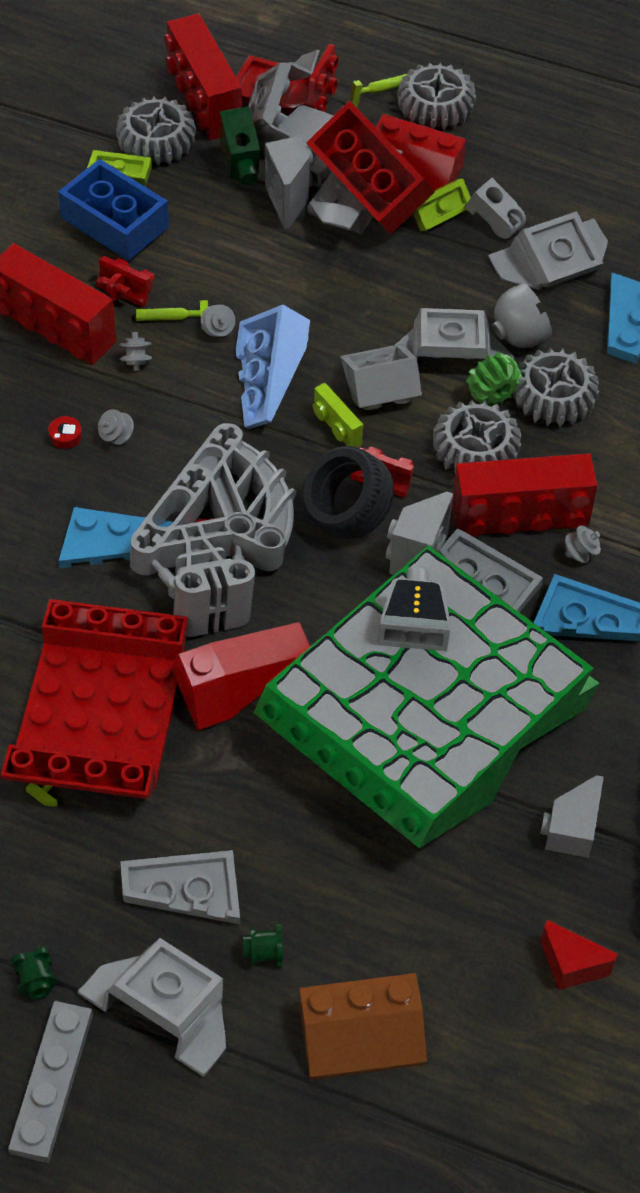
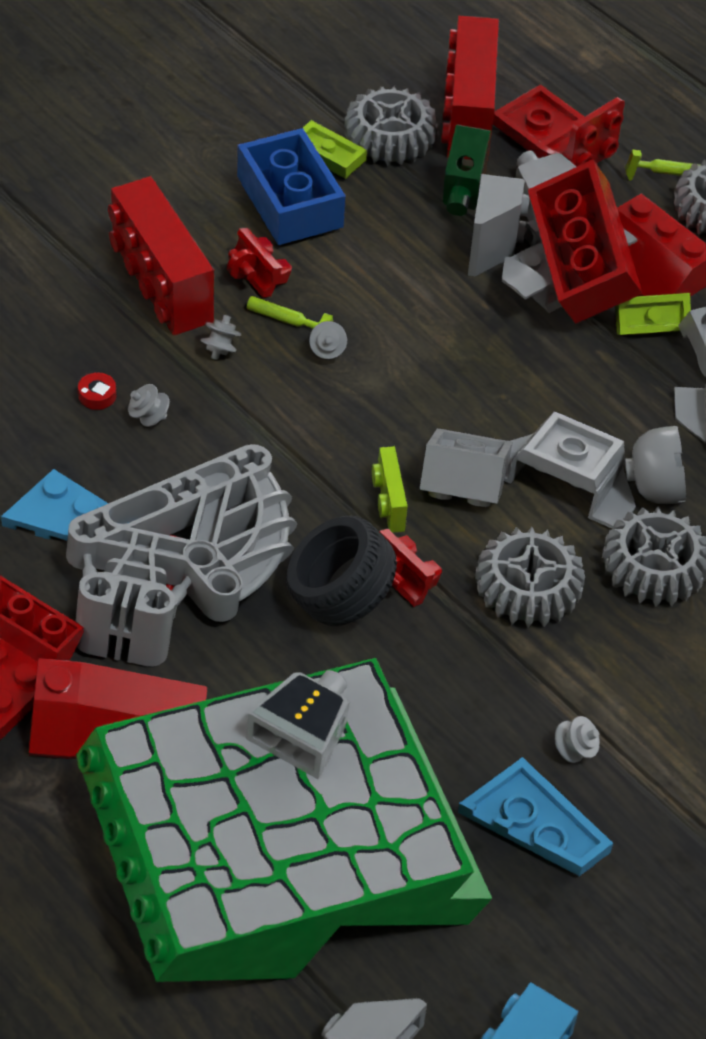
camera: 25 degrees right, 5 degrees down
(268, 92) = (528, 124): light grey piece -> none
(269, 353) = (363, 392): light blue wedge -> none
(418, 527) = (401, 641): light grey slope -> none
(492, 569) = (451, 728): light grey wing -> none
(494, 379) = (587, 518): bright green gear -> none
(524, 494) = (537, 654): red brick -> none

